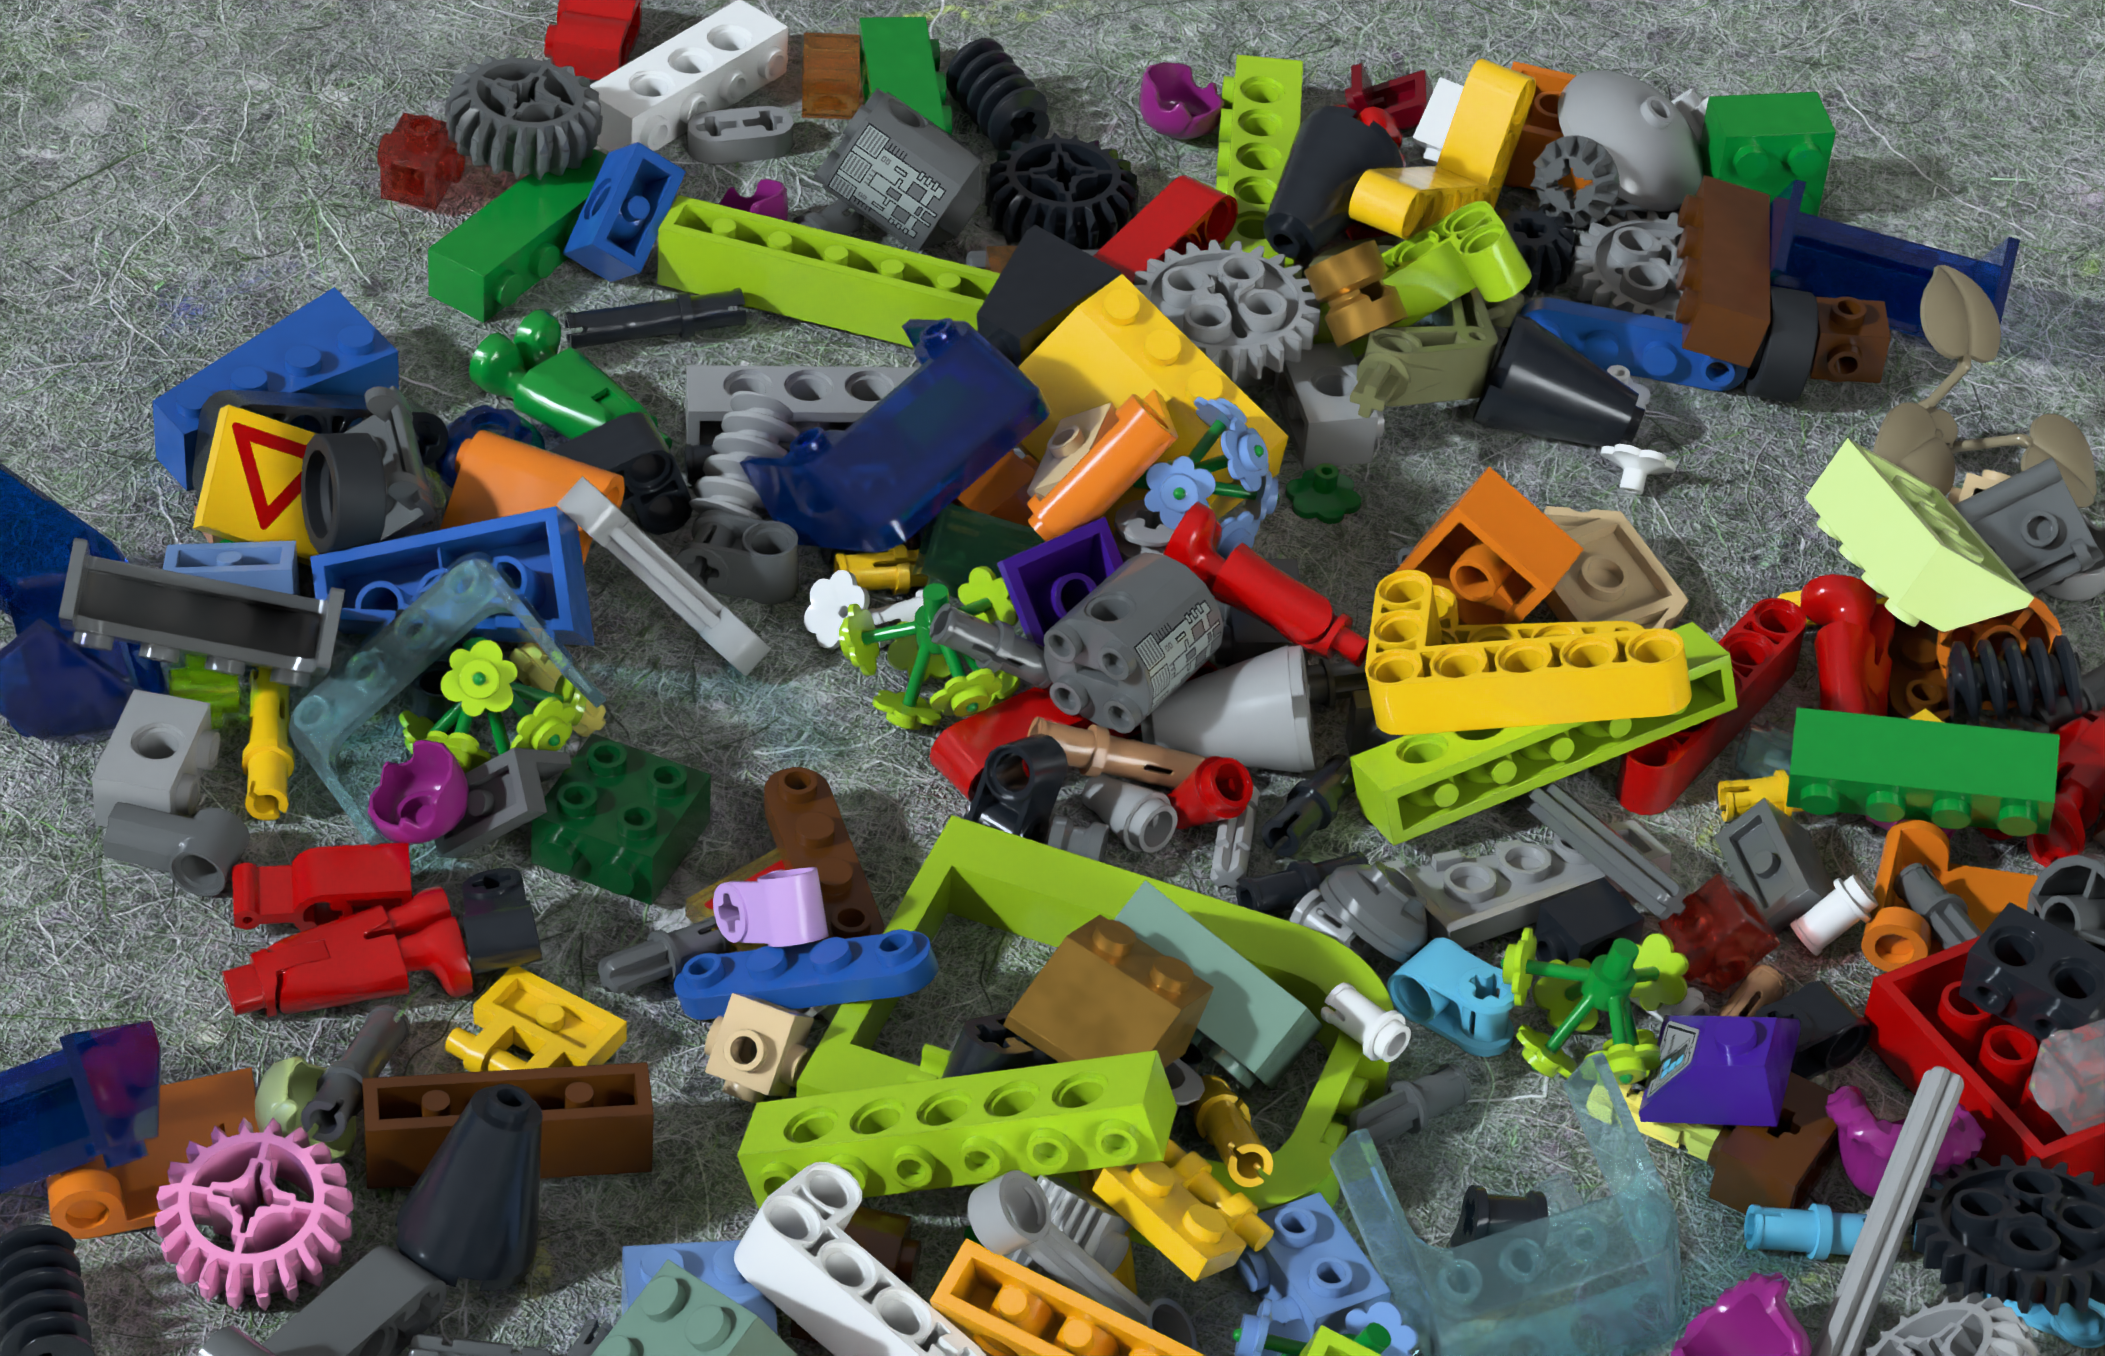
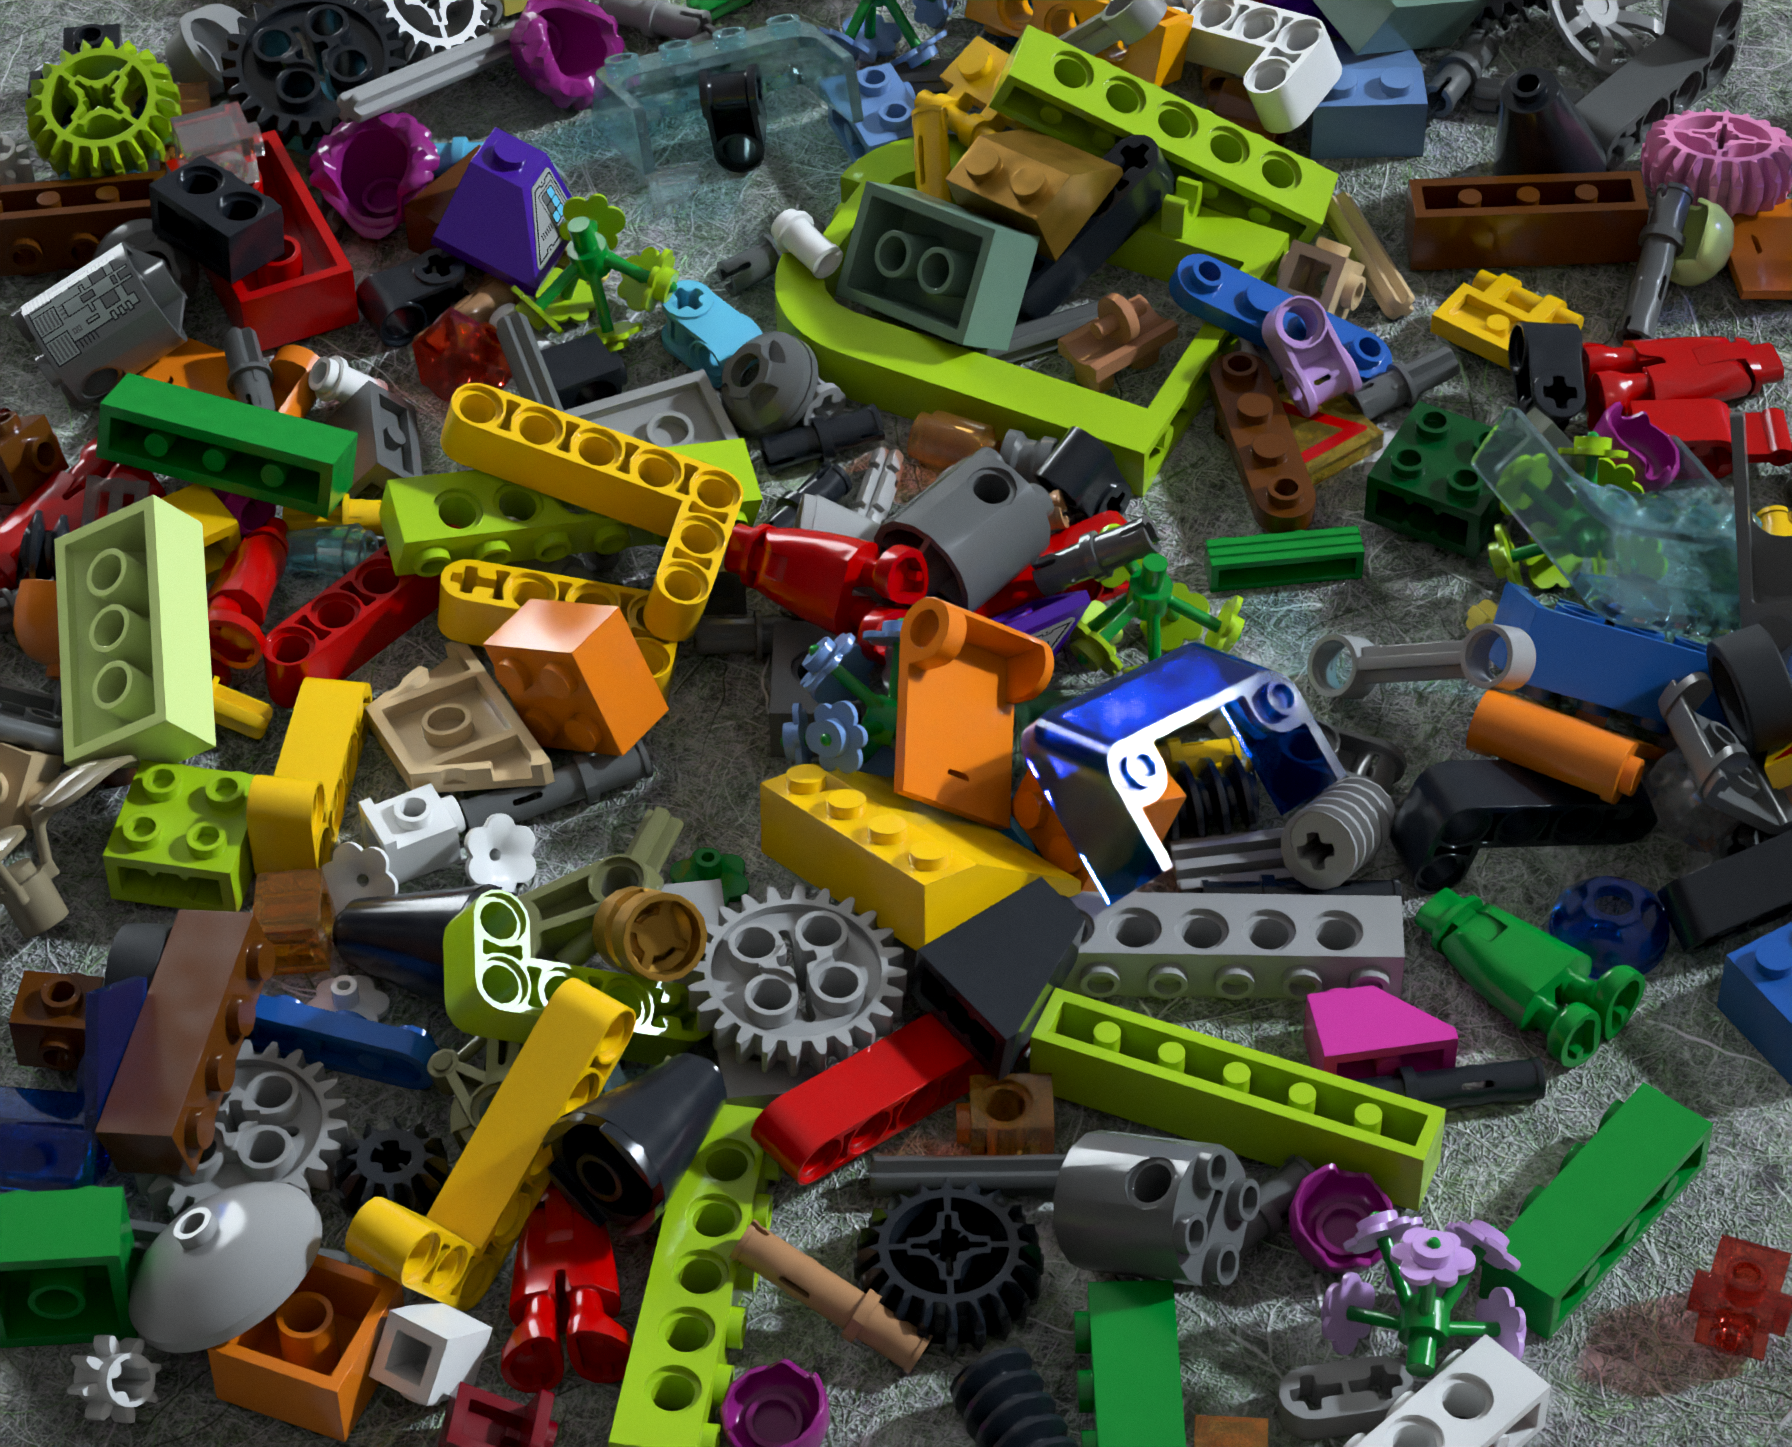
camera: 170 degrees left, 5 degrees up
(523, 116) = (1638, 1264): dark grey gear -> none
(624, 212) = (1487, 1160): blue brick -> none
(698, 1134) = (1379, 270): none -> tan axle
(707, 333) = (1373, 1033): none -> dark pink slope
(708, 124) = (1428, 1278): none -> lavender plant
(845, 762) = (1284, 558): none -> green piece
(985, 977) = (1119, 337): none -> nougat hips
(1069, 444) = (988, 767): tan plate -> none
(1161, 860) = (946, 438): none -> clear orange brick
(1174, 154) = (830, 1296): none -> medium nougat pin
(1212, 792) = (894, 476): red cone -> none
(1525, 481) = (500, 853): none -> white plant
(1588, 162) = (329, 1192): dark grey gear -> none
(1615, 487) = (414, 831): none -> white brick
(1684, 421) = (296, 918): none -> clear orange brick
(1714, 520) = (302, 806): none -> yellow beam
(1779, 465) = (182, 839): none -> lime brick

